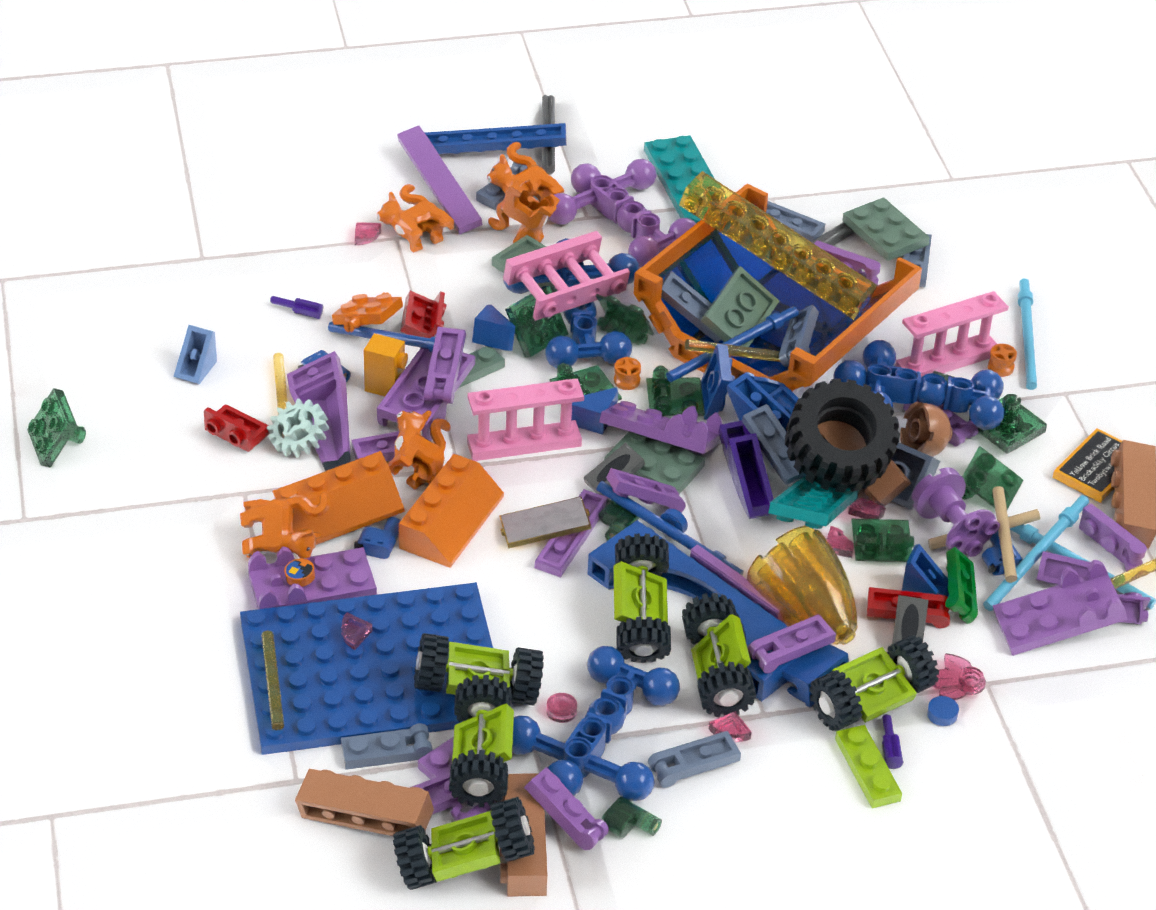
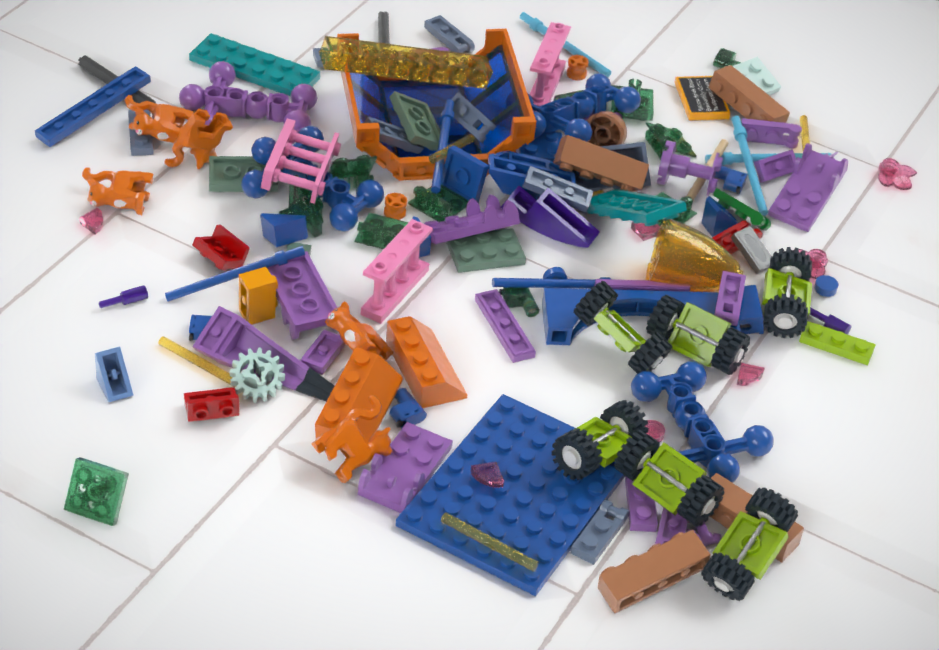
camera: 50 degrees left, 0 degrees up
(299, 572) = (401, 464): tile -> none
(366, 310) = (185, 269): orange plate -> none
(439, 179) = (92, 151): medium lavender tile -> none
(445, 364) = (313, 265): medium lavender plate -> none
(545, 522) = (485, 329): flat silver piece -> none
(566, 810) = (740, 479): medium lavender plate -> none
(622, 459) = (479, 269): dark grey tile -> none
(625, 815) = (776, 466): clear green piece -> none
(645, 490) = (521, 267): medium lavender plate -> none
(694, 758) = (760, 402): sand blue plate -> none
(851, 405) = (597, 169): black tyre -> none
(885, 229) = (414, 25): sand green plate -> none
(1004, 534) = (747, 177): tan bar -> none

